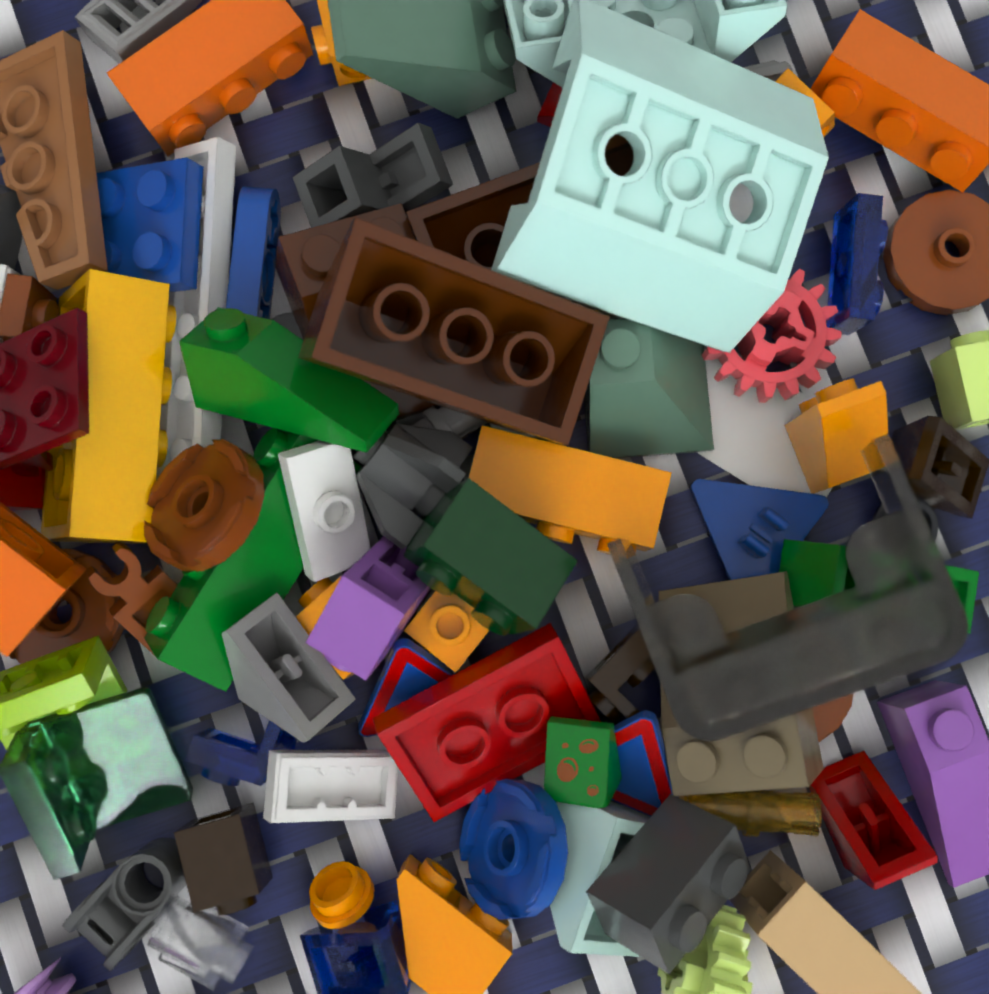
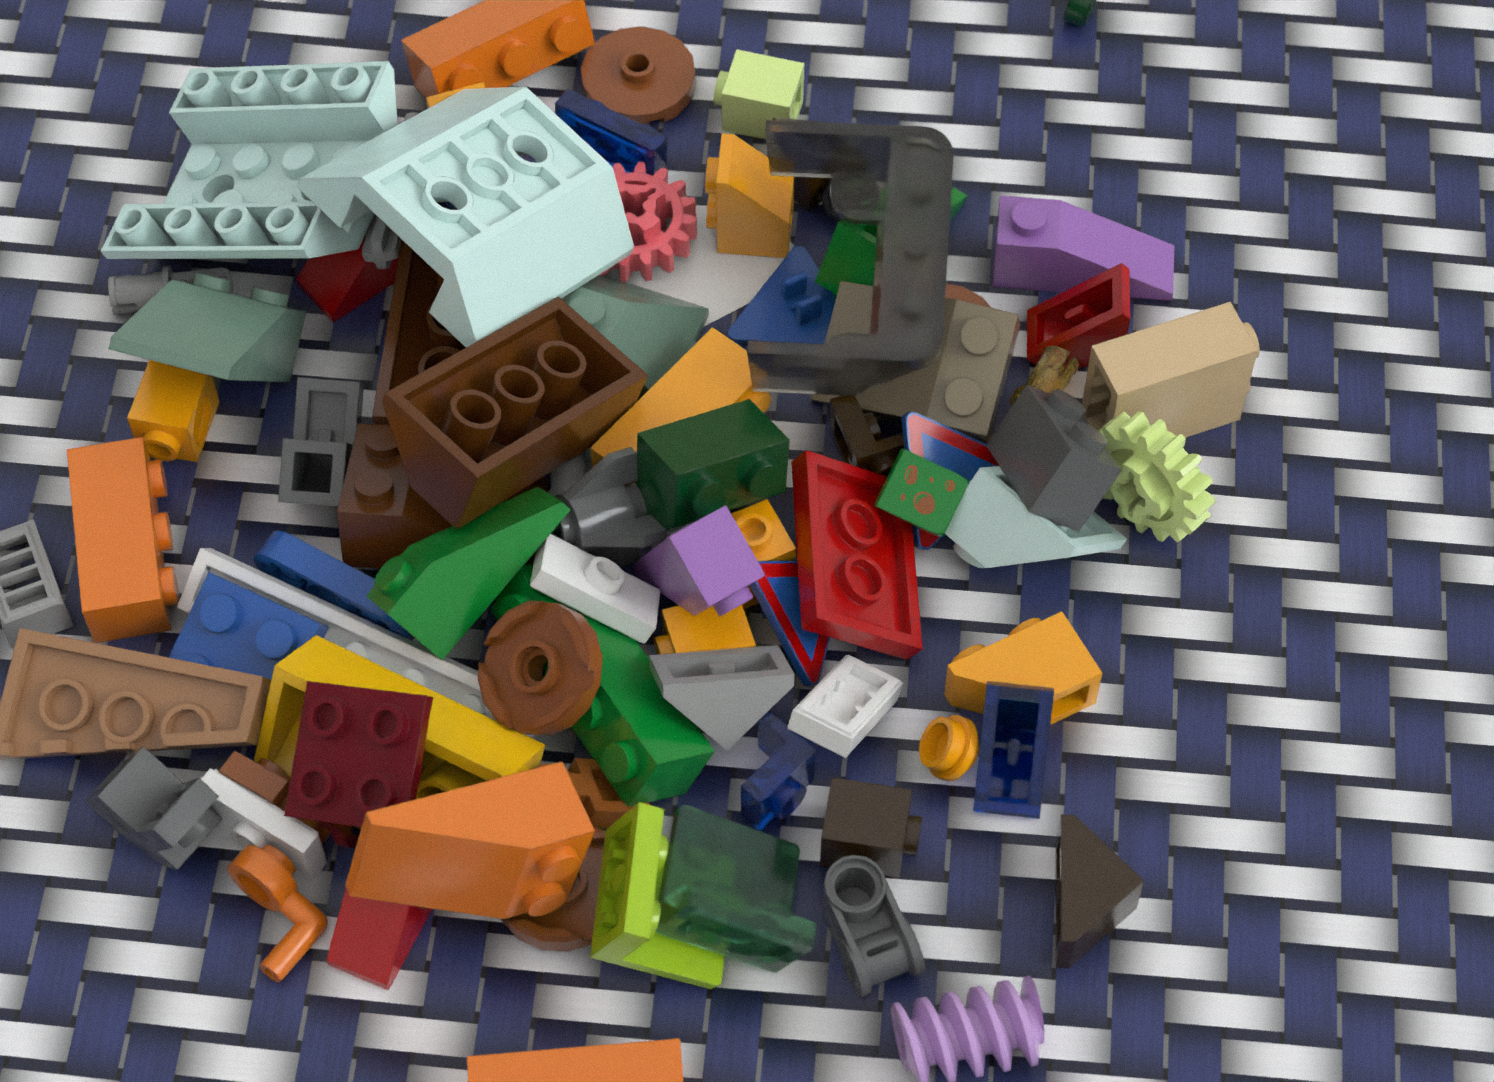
camera: 65 degrees left, 25 degrees down
(201, 943) = (938, 878): clear brick -> none
(514, 849) = (944, 585): blue plate -> none

